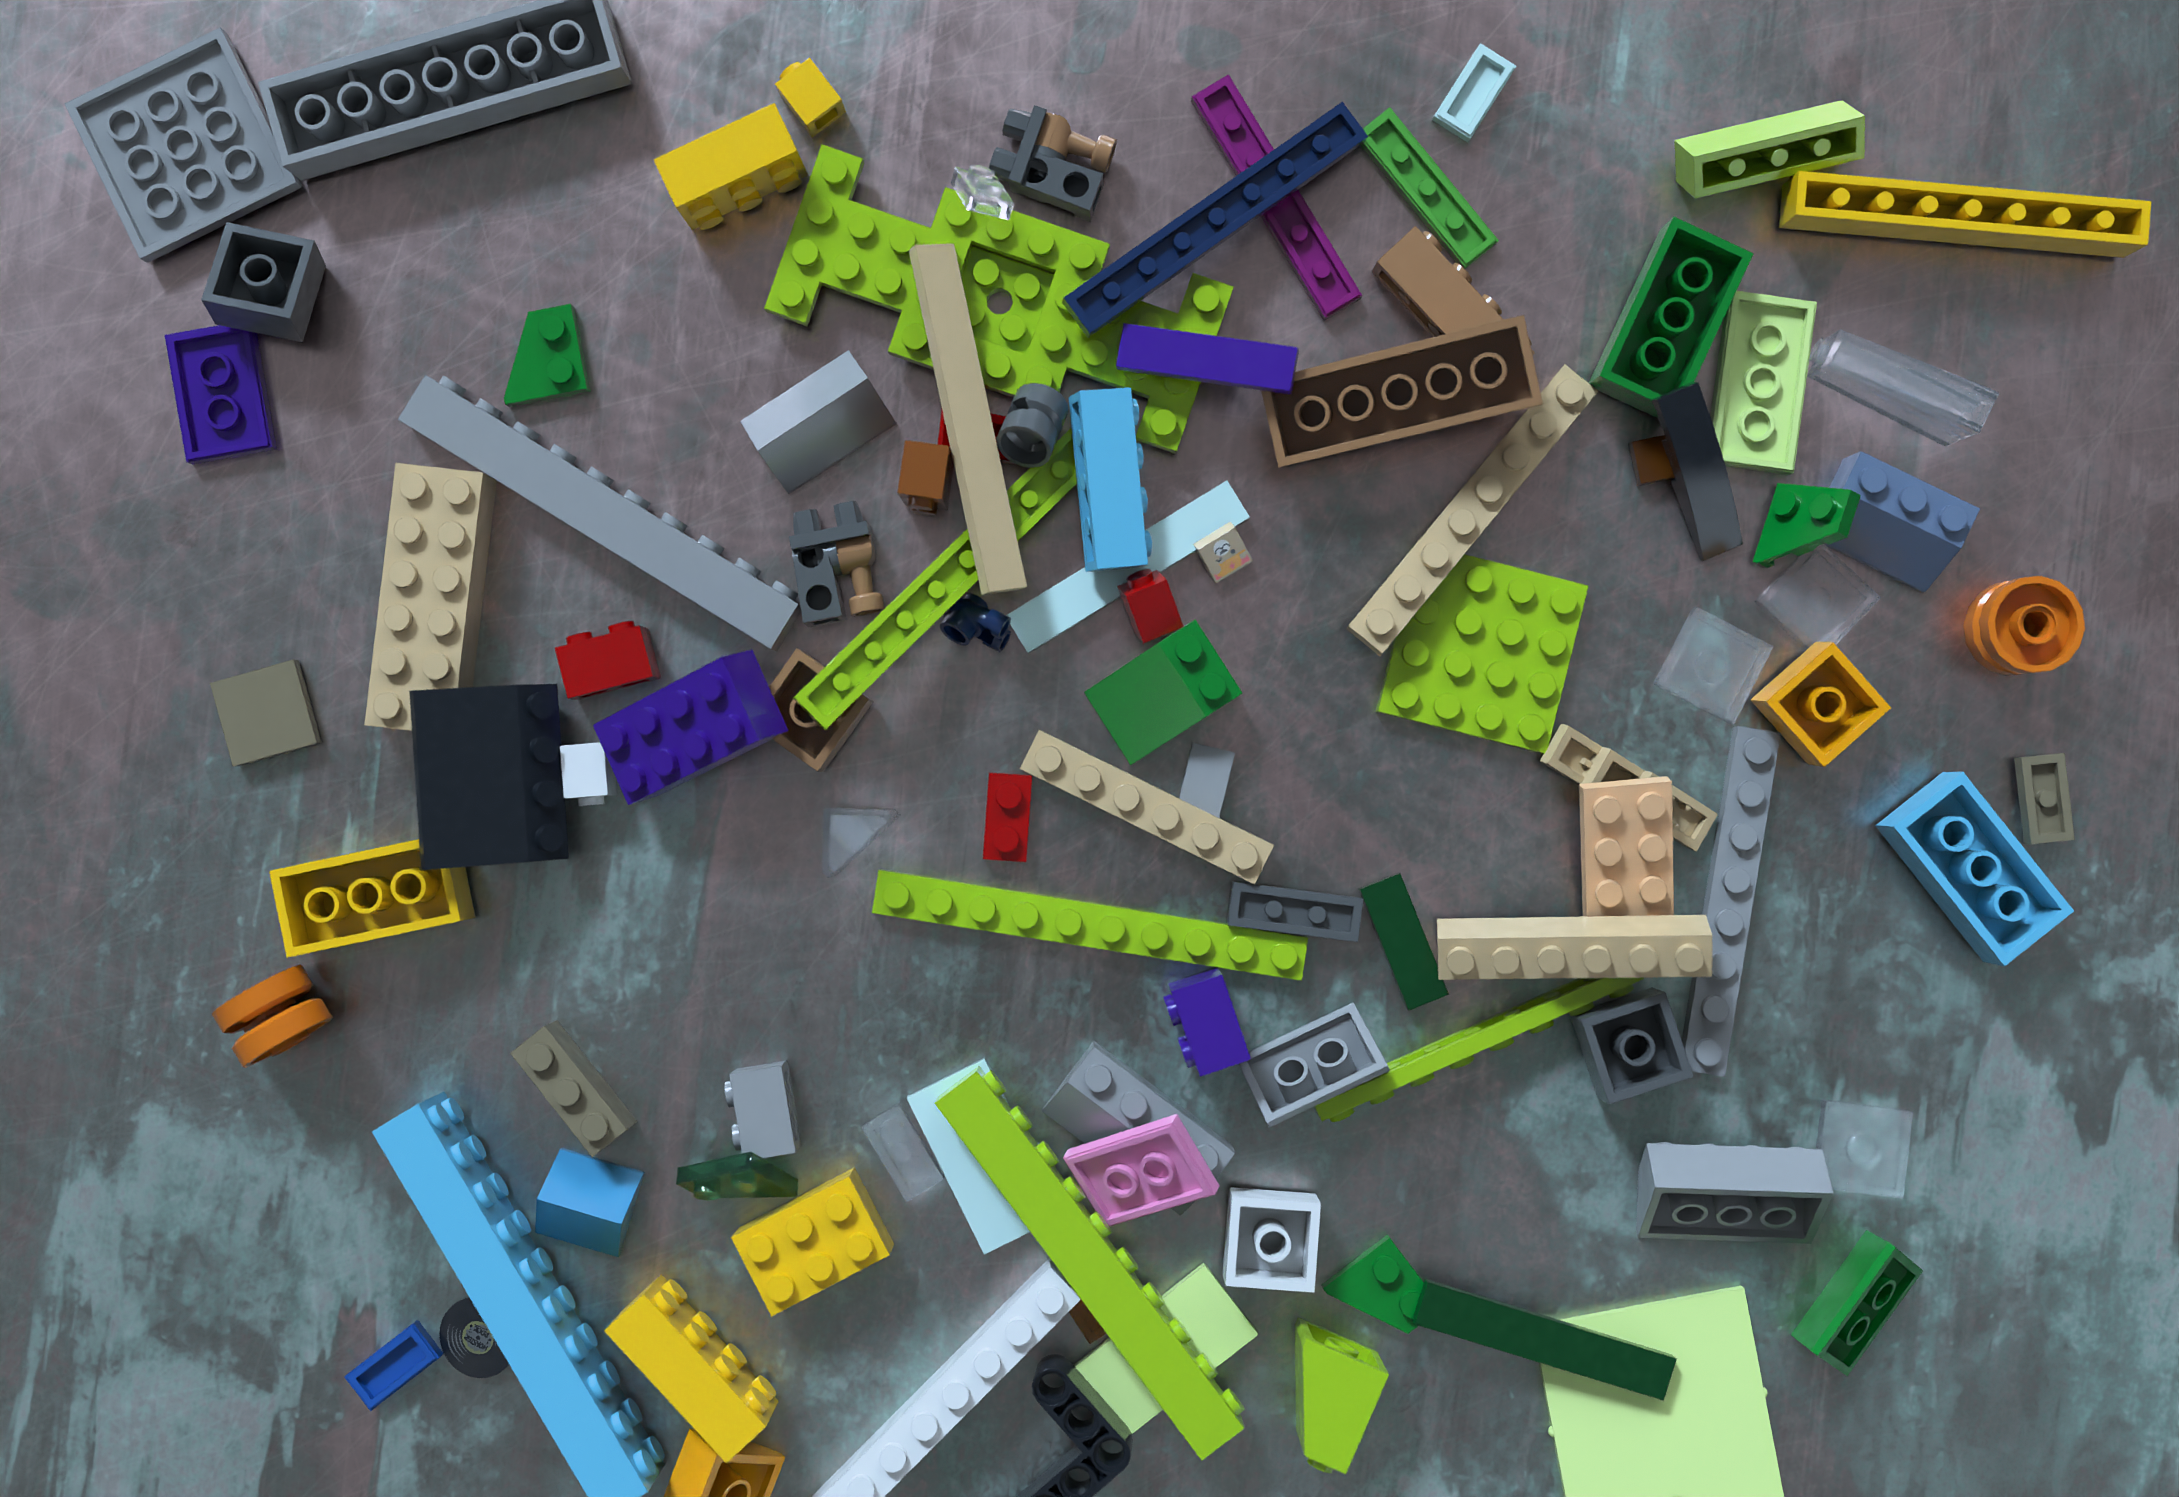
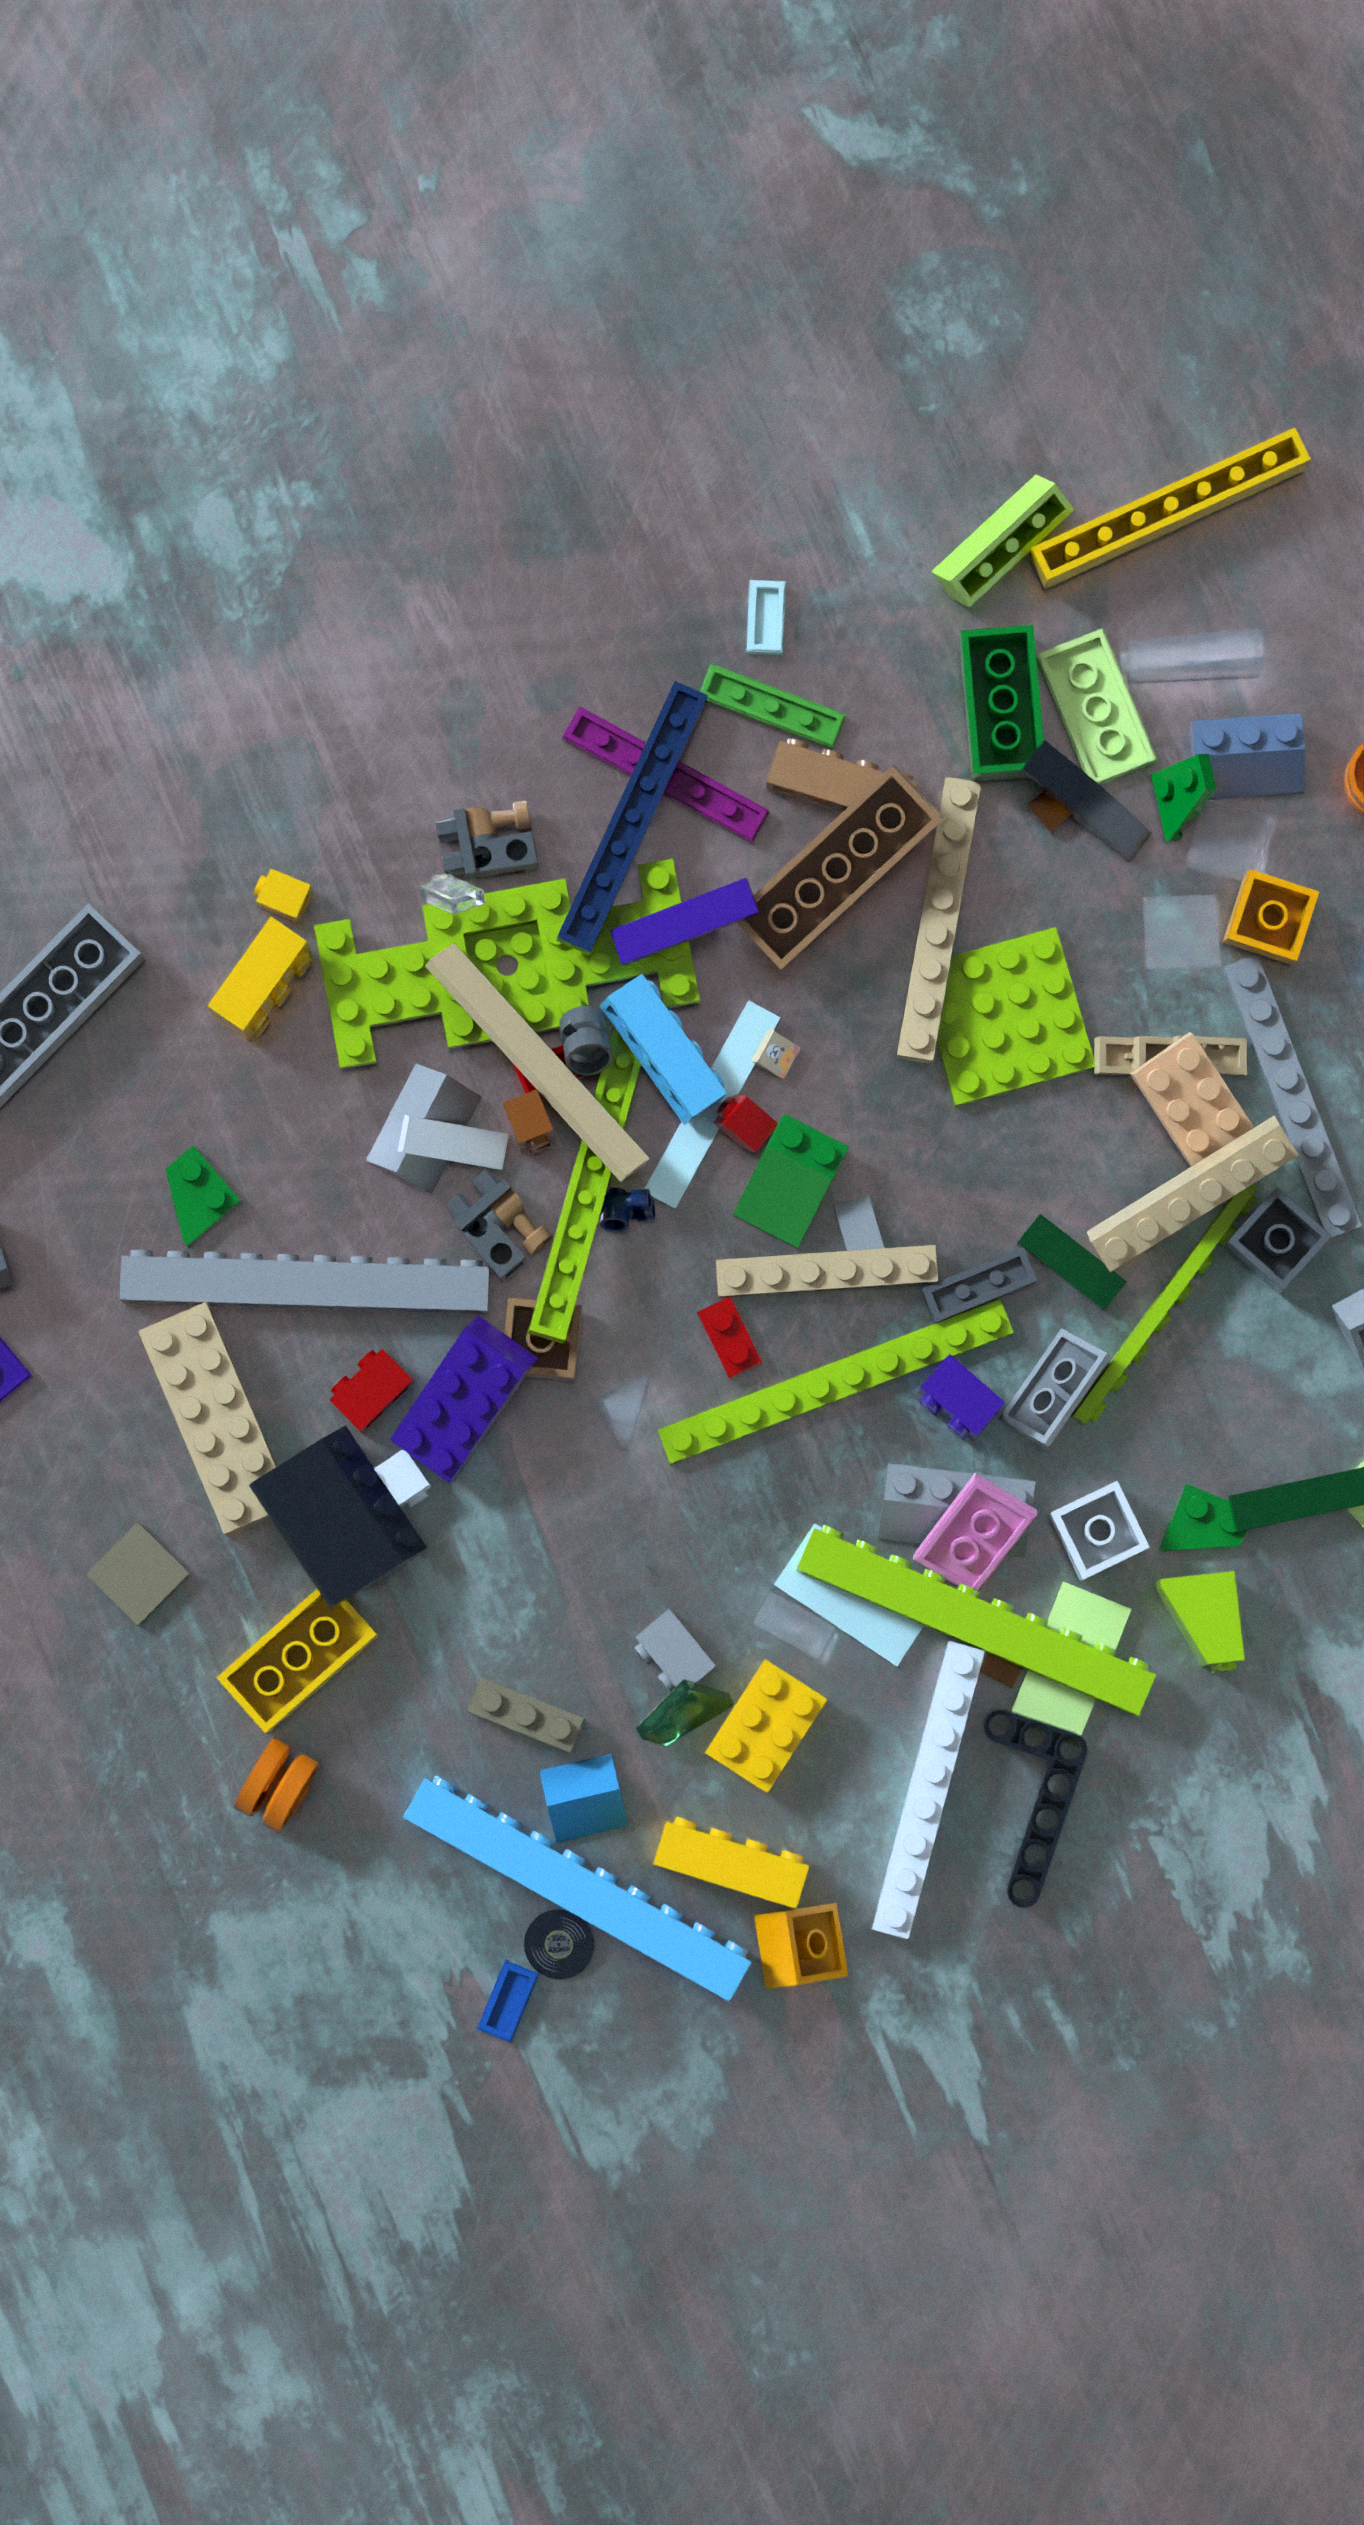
camera: 30 degrees left, 5 degrees down
(835, 453) = (453, 1142): none -> white tile

